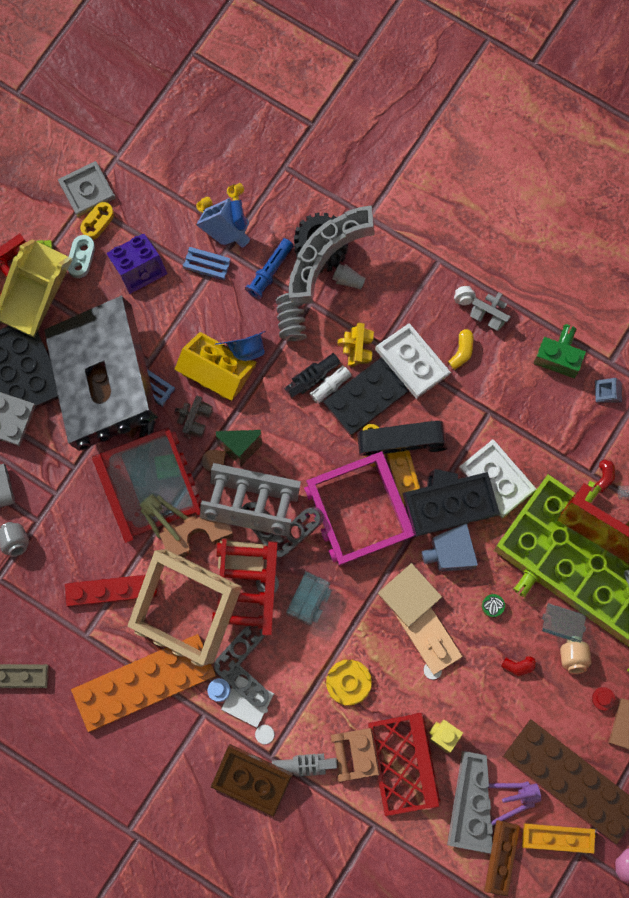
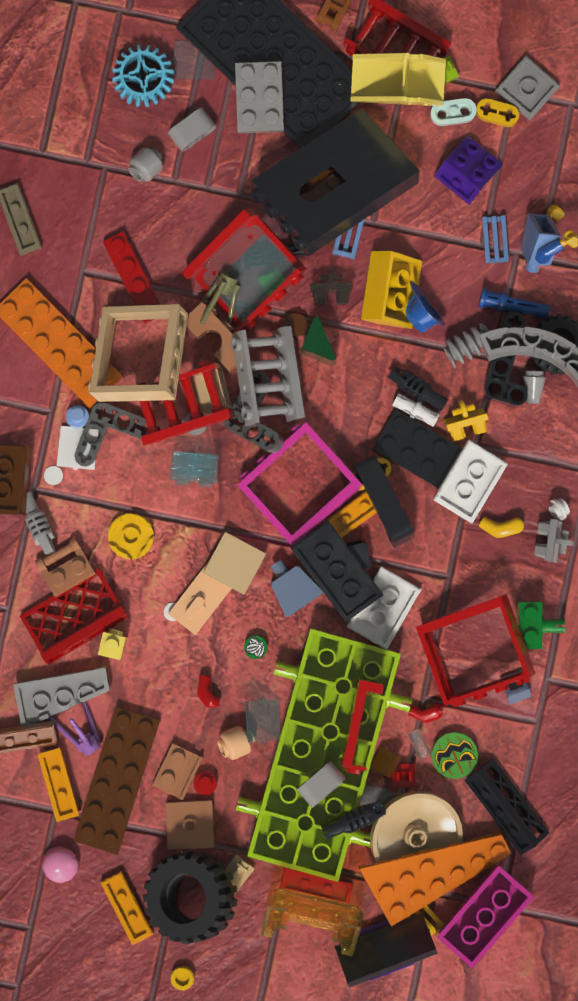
camera: 75 degrees right, 10 degrees up
(333, 300) = (501, 379): none -> black beam
(583, 721) = (177, 771): none -> nougat plate
(604, 418) = (437, 665): none -> red window

